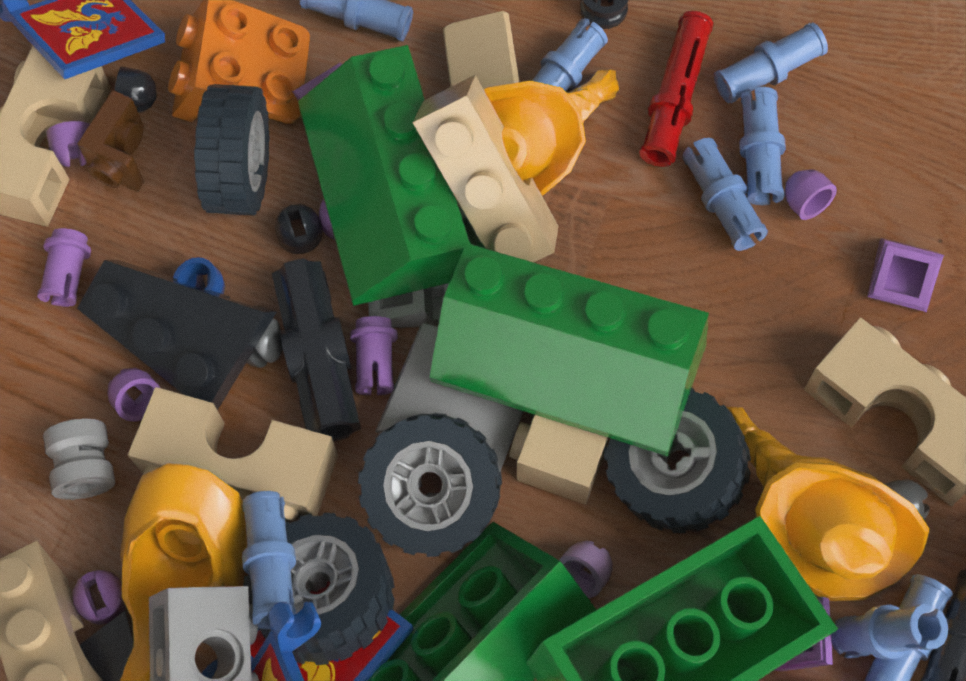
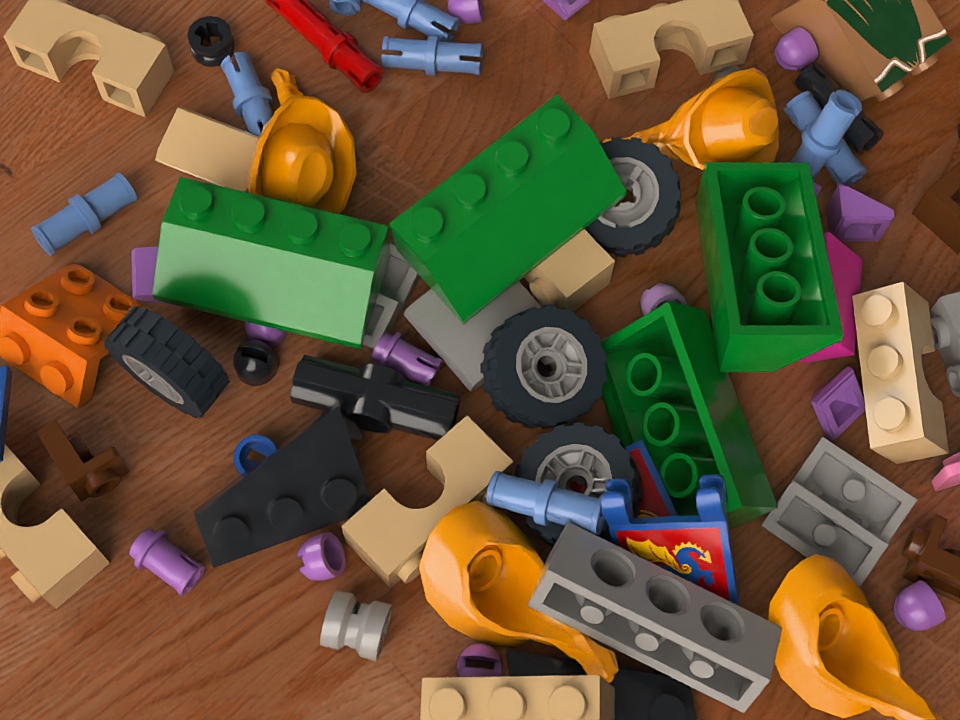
camera: 65 degrees left, 0 degrees up
(63, 141) = (49, 497): medium lavender hinge -> none
(137, 86) = (29, 420): black hinge -> none
(470, 153) = (327, 182): tan arch -> none

